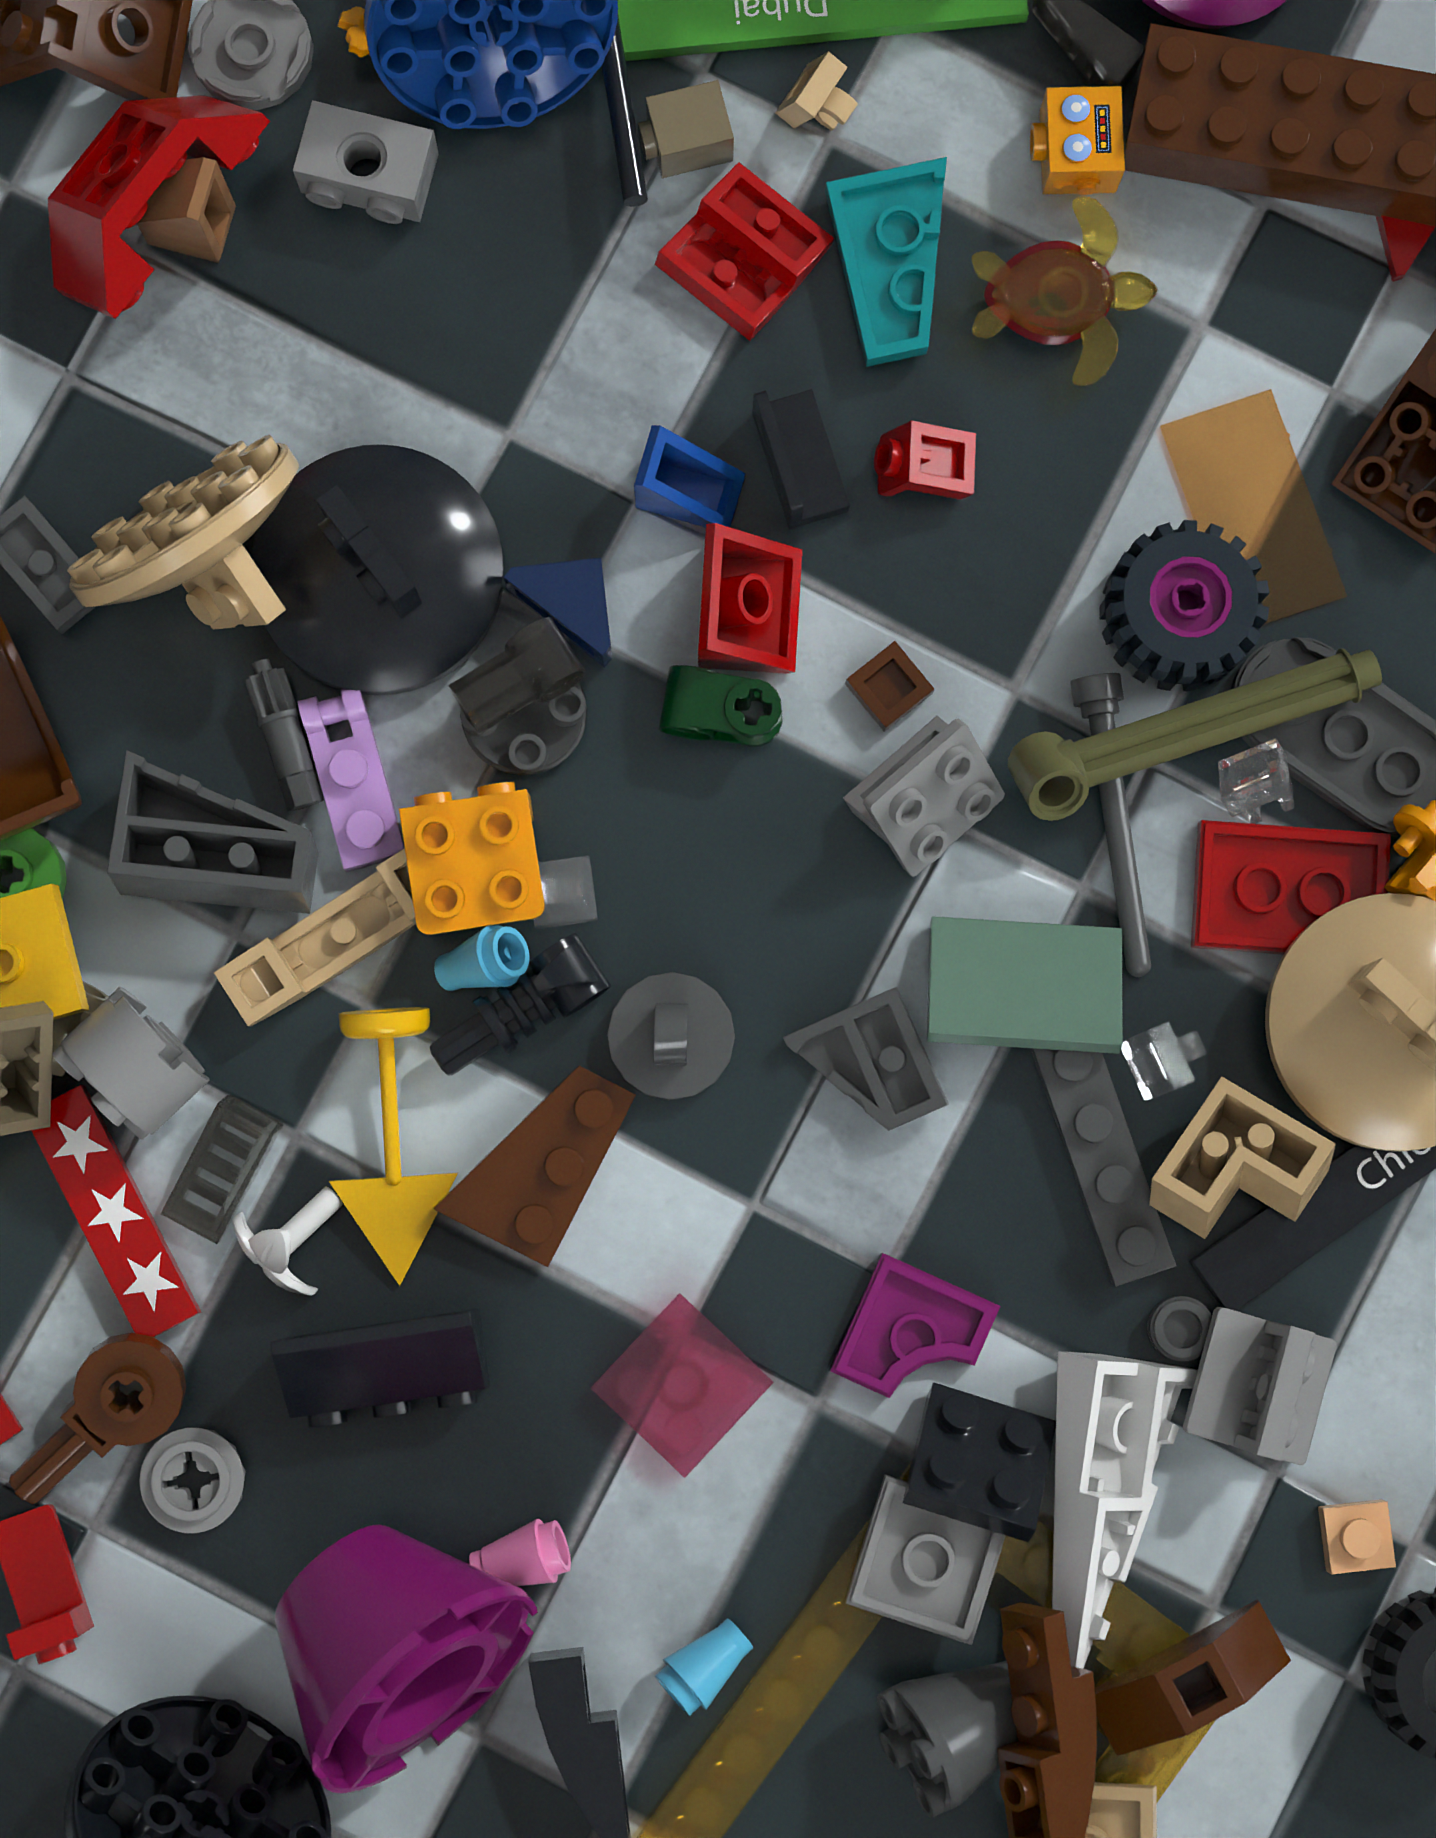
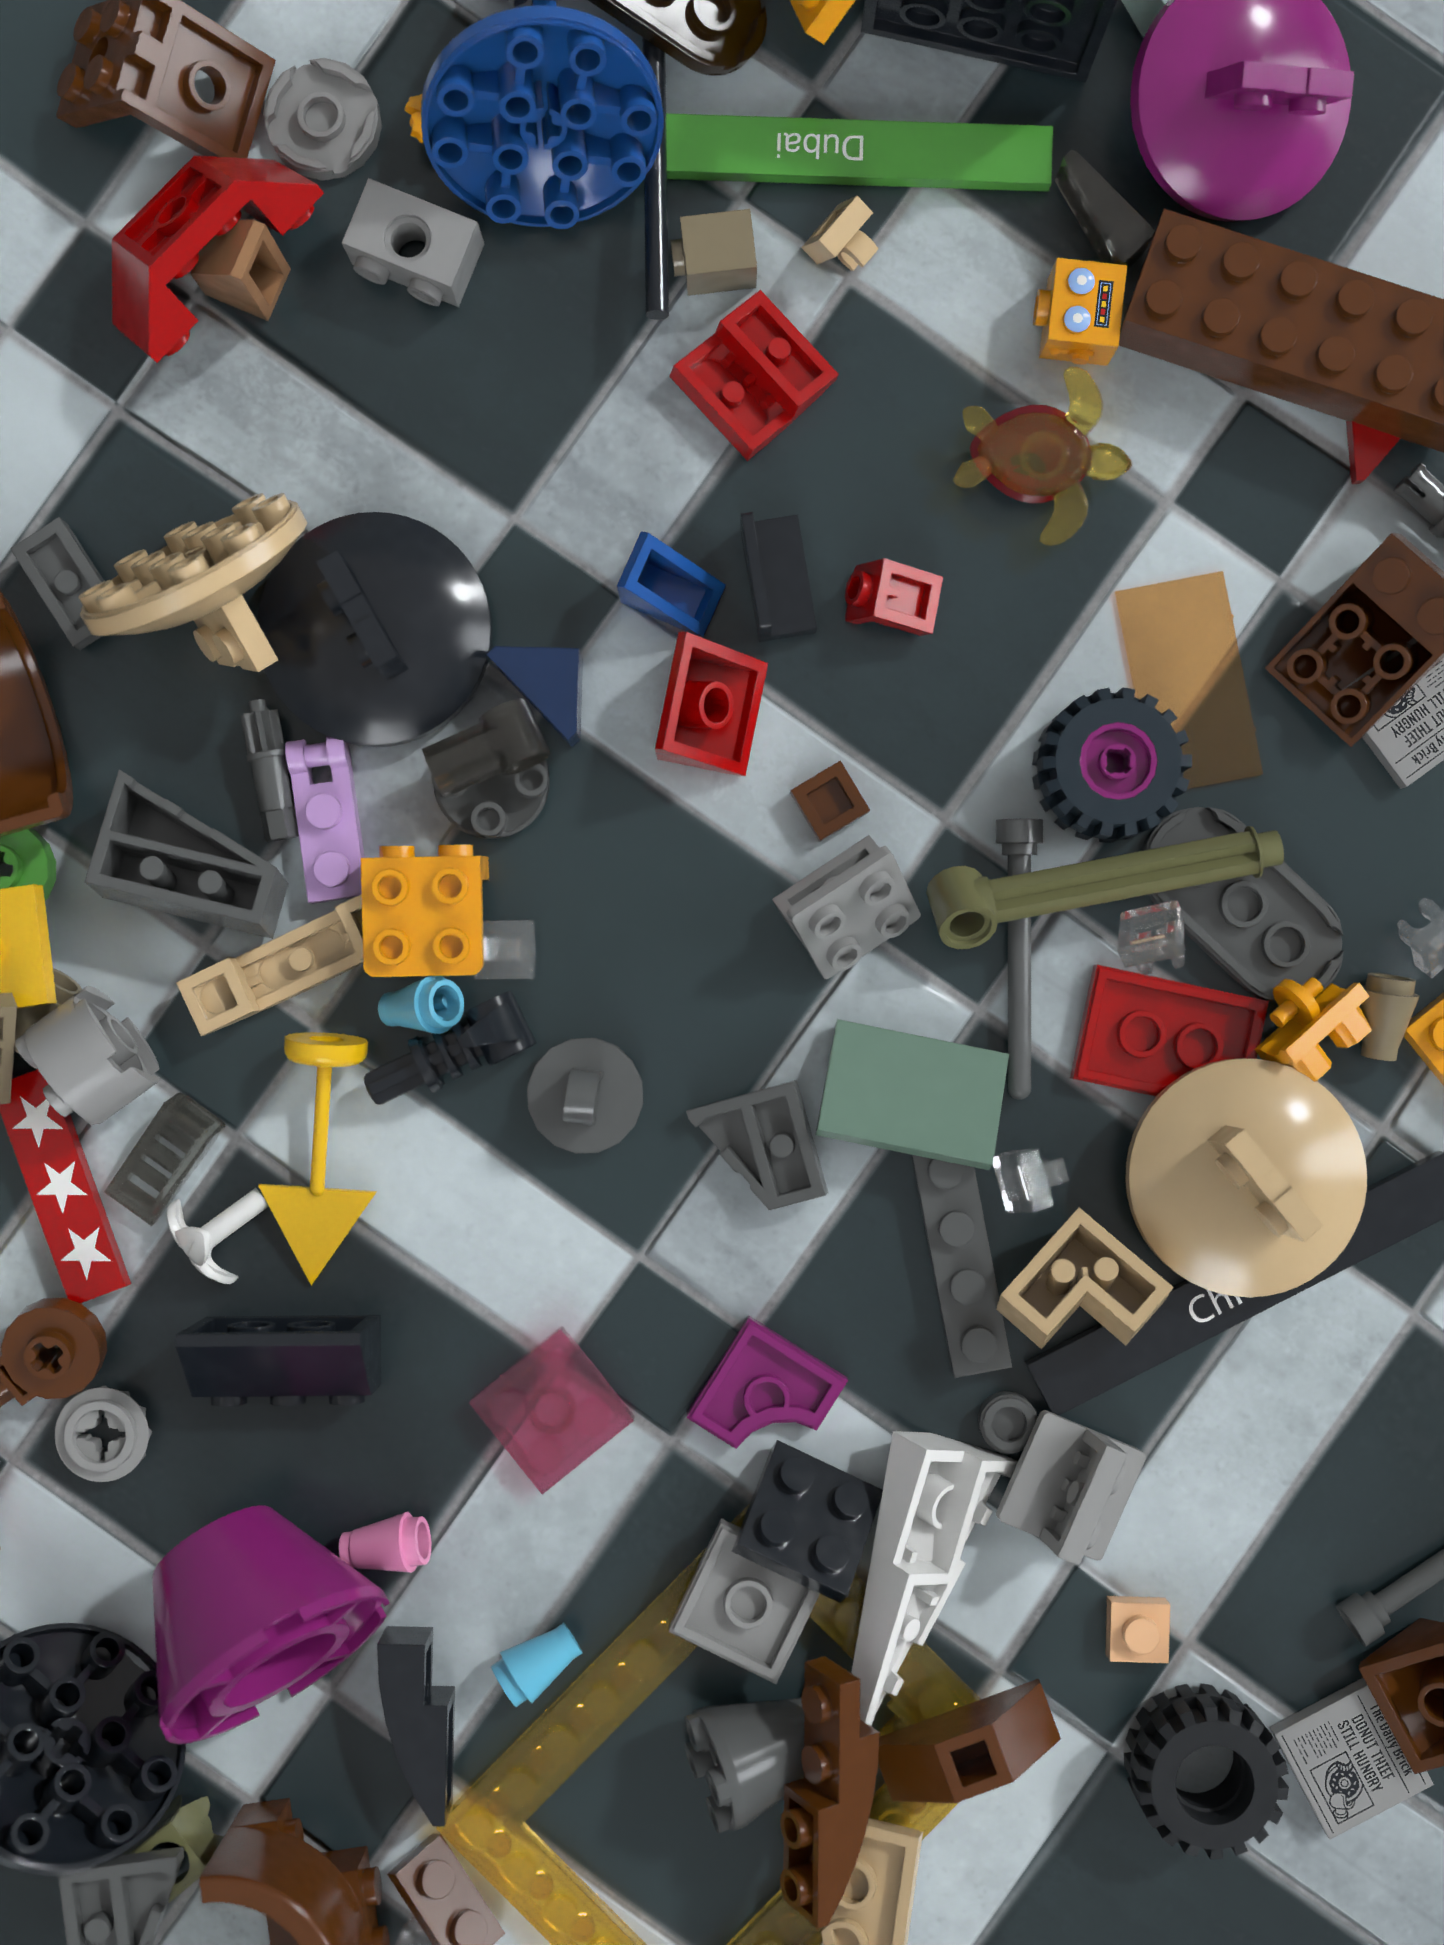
camera: 15 degrees right, 5 degrees up
(542, 1169) = (453, 1199): reddish brown wing -> none
(706, 707) = (660, 799): dark green piece -> none
(889, 253) = (887, 395): teal wing -> none

